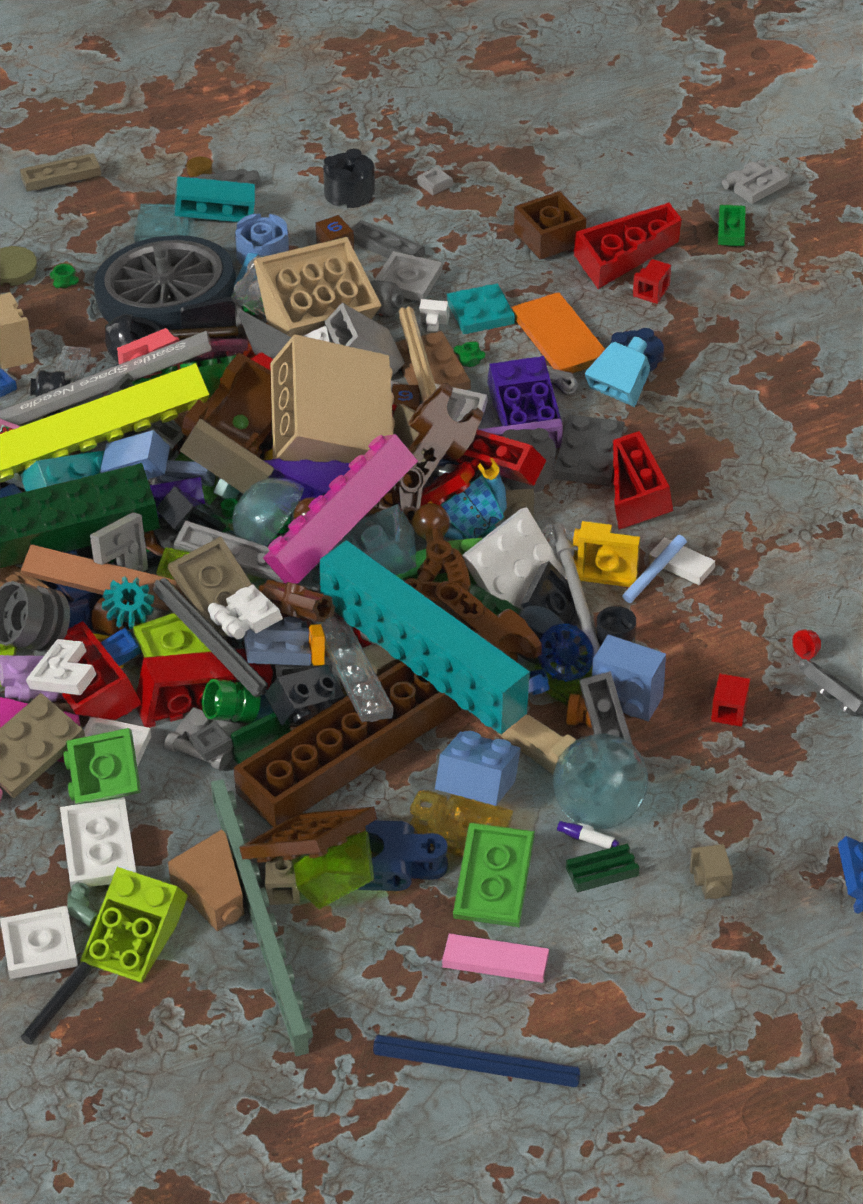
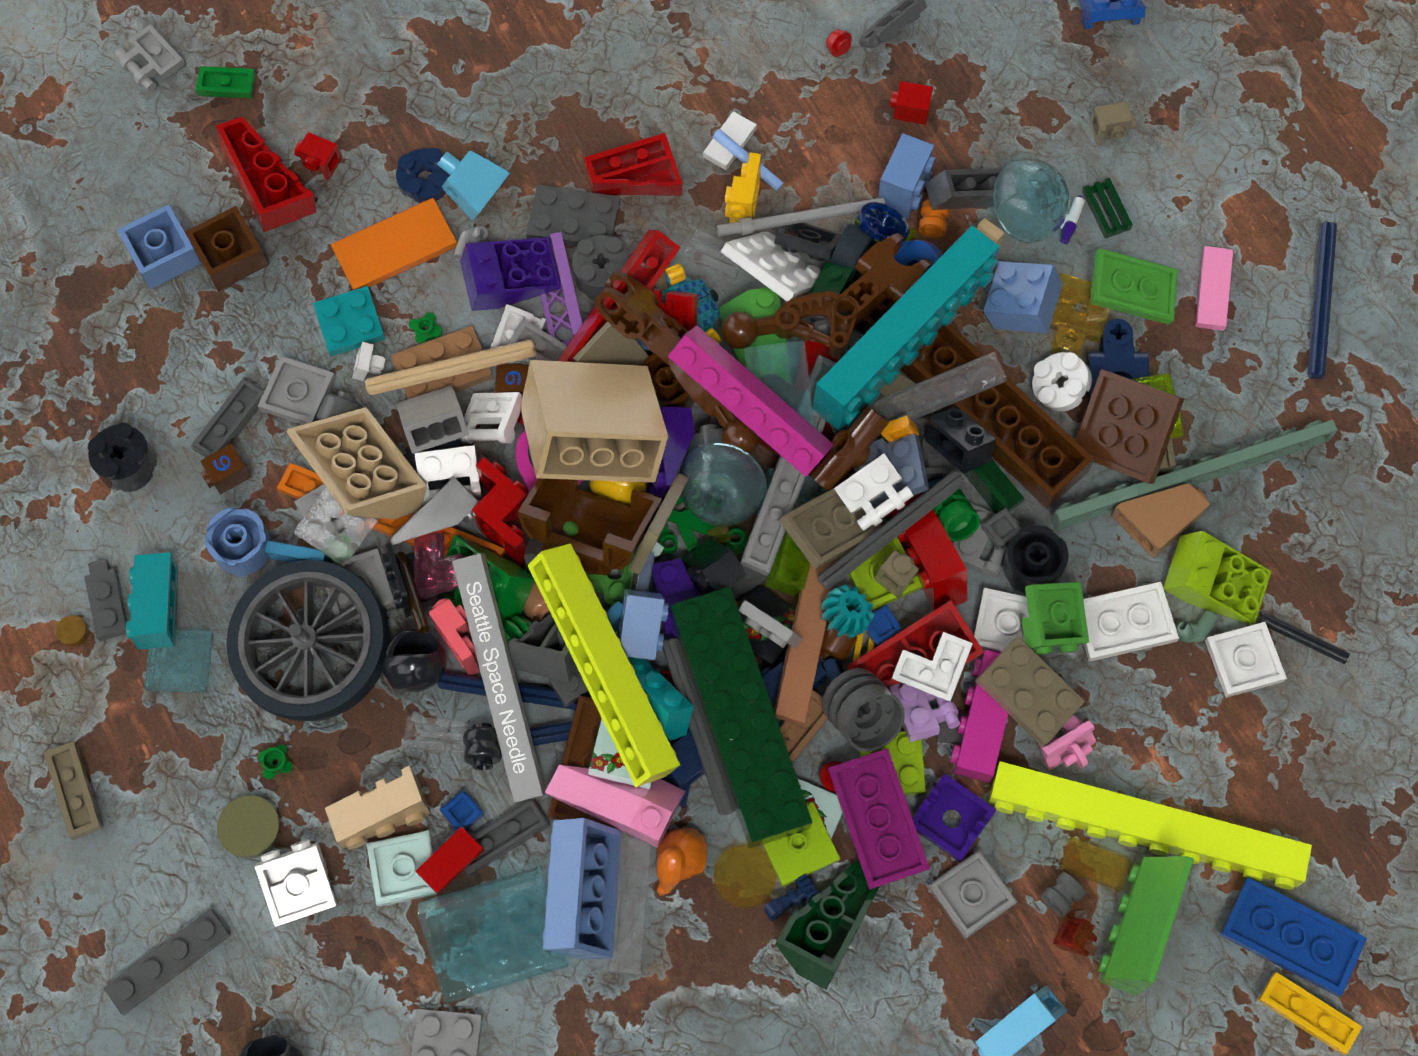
camera: 90 degrees left, 25 degrees up
(160, 635) = (900, 570): none -> dark tan brick
(172, 766) = (1046, 547): none -> black brick
(385, 798) = (1052, 368): none -> white plate
(435, 181) = (118, 374): light grey tile -> none
(550, 177) = (159, 247): none -> medium blue brick
(616, 622) = (842, 185): black wheel -> none

